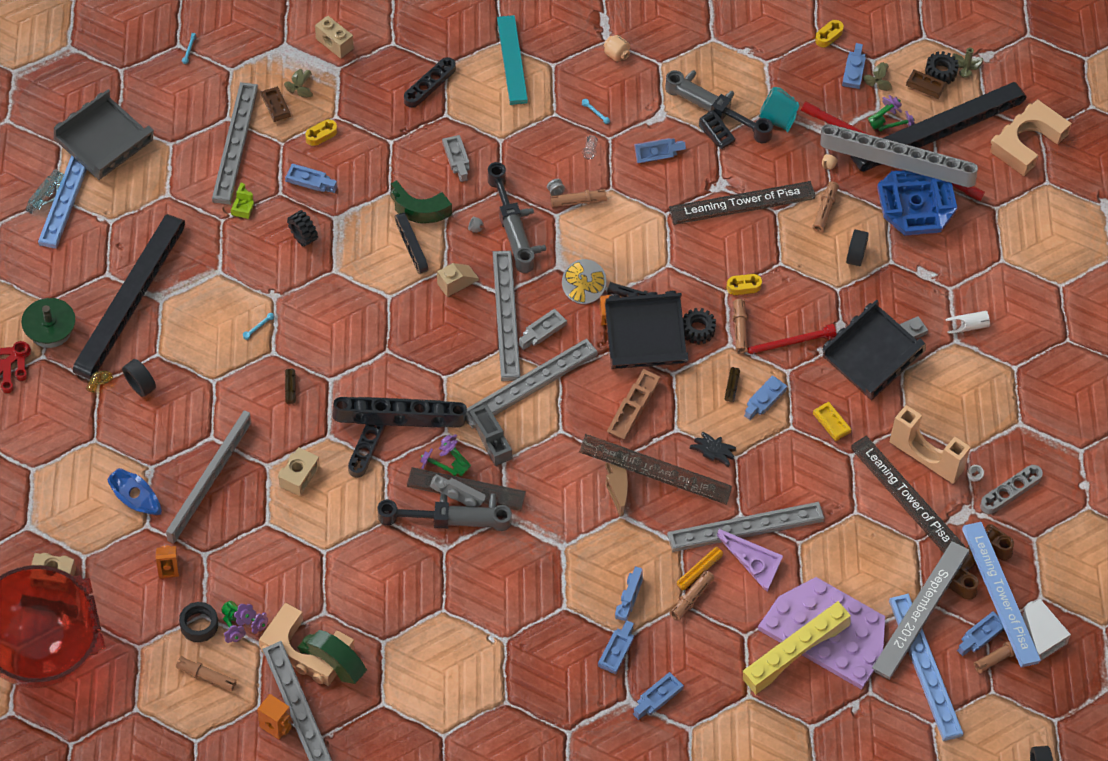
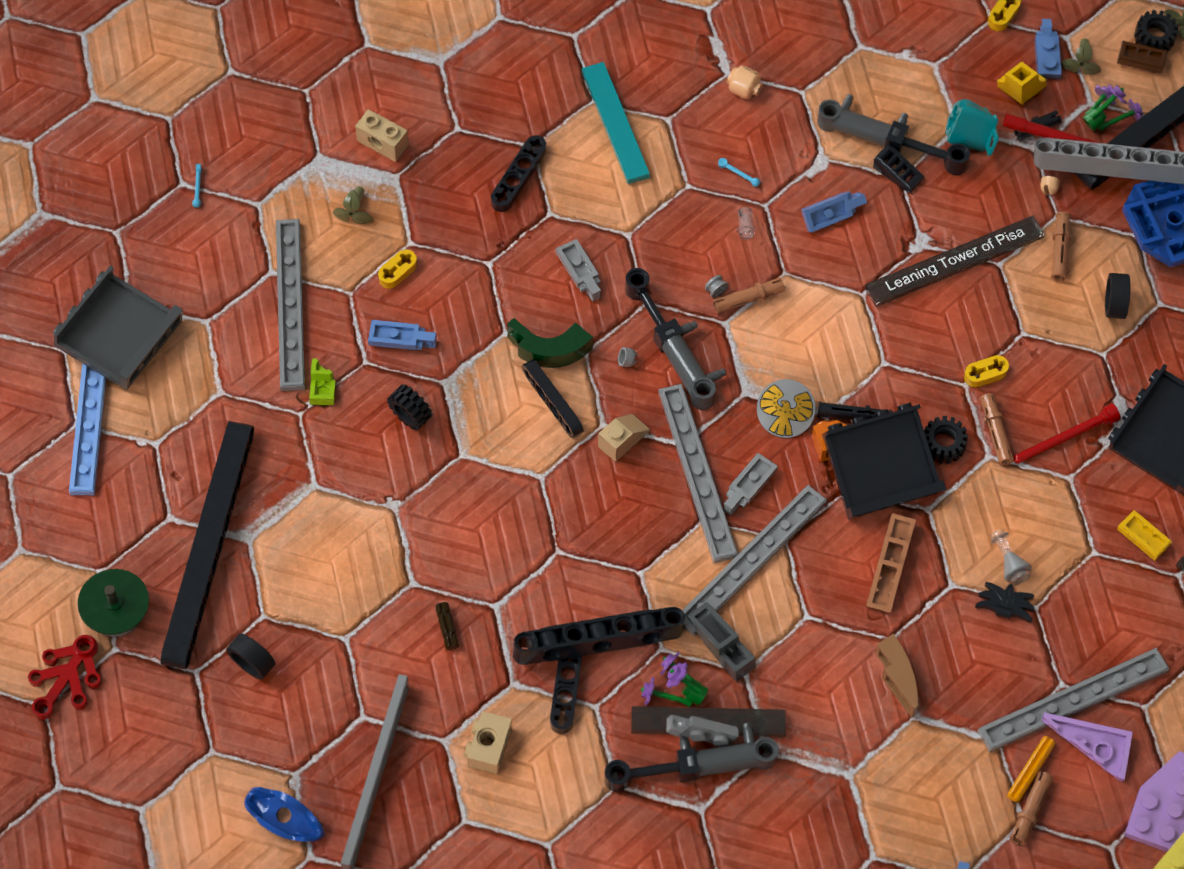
camera: 10 degrees left, 5 degrees up
(44, 190) = (62, 417): clear light blue hinge -> none
(99, 378) = (197, 665): clear yellow arm -> none
(246, 335) = (372, 566): medium azure hinge -> none
(275, 104) = (329, 241): reddish brown plate -> none
(629, 596) = (954, 803): medium blue hinge -> none
(655, 469) = (943, 647): clear smoke tile -> none
(727, 426) = (1015, 567): none -> piece
(732, 384) = (1007, 509): dark brown axle -> none
(765, 397) = (1052, 519): medium blue hinge -> none
(827, 85) = (1021, 83): none -> yellow brick
(842, 115) = (1049, 120): none -> black pin

